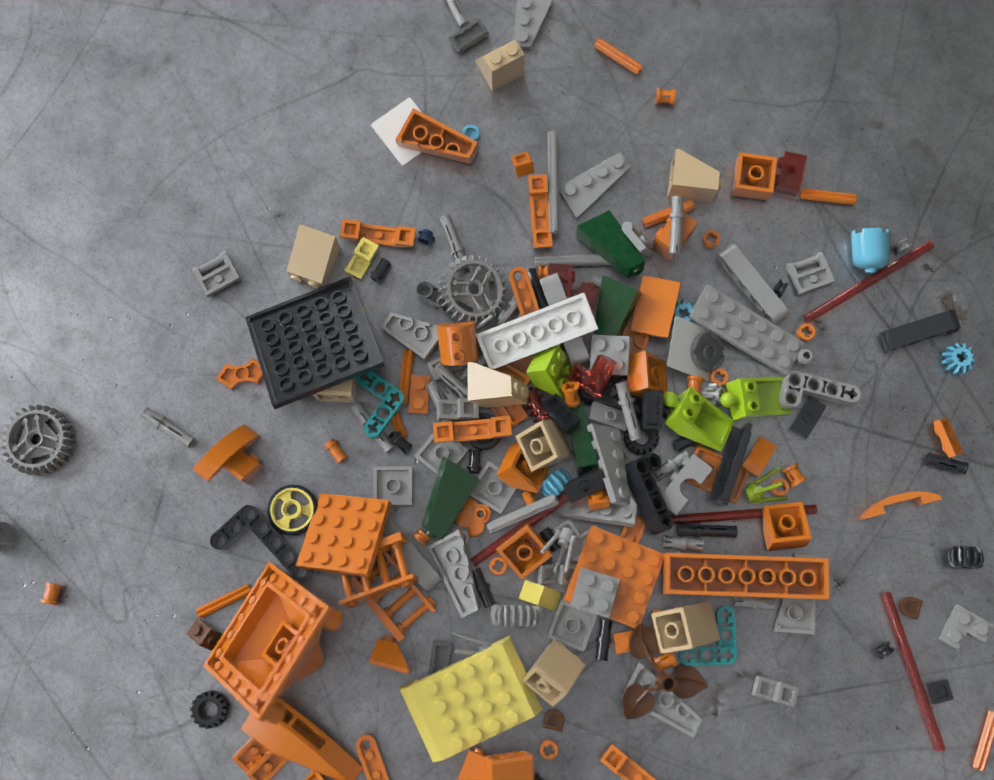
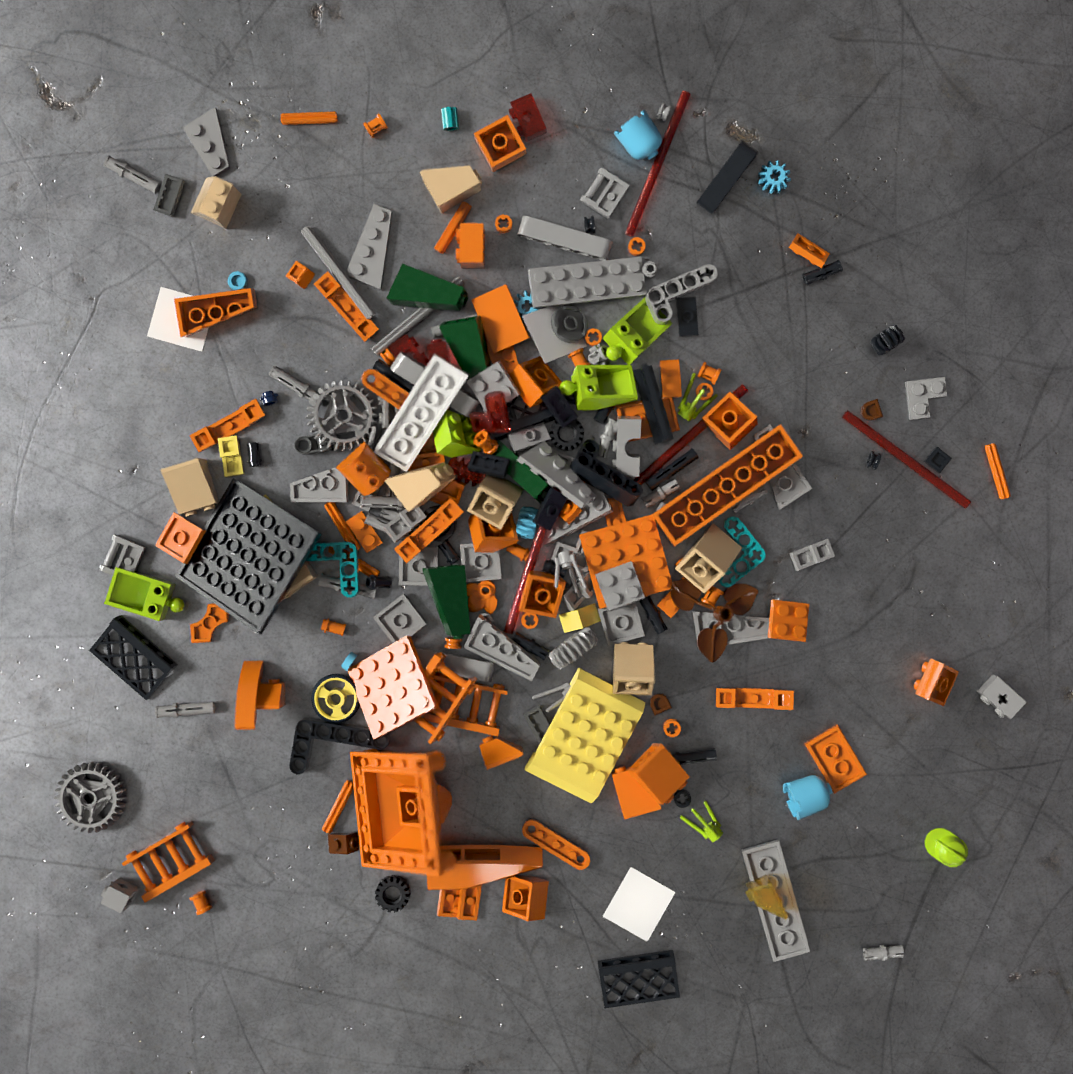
camera: 40 degrees left, 10 degrees up
(61, 556) = (184, 870): none -> orange fence
(175, 348) = (140, 643): none -> black fence
(206, 310) = (138, 594): none -> lime slope
(272, 291) = (180, 538): none -> plate
(326, 487) = (349, 661): none -> medium azure tile
(522, 513) = (518, 565): light grey axle -> none
(628, 410) = (536, 418): light grey pin -> none
(638, 239) = (443, 272): light grey plate -> none
(676, 225) = (463, 233): light grey pin -> none
(715, 732) = (788, 620): none -> orange plate
(727, 132) = (450, 118): none -> teal piece
(828, 196) = (573, 113): orange axle -> none
(920, 498) = (792, 353): orange slope -> none

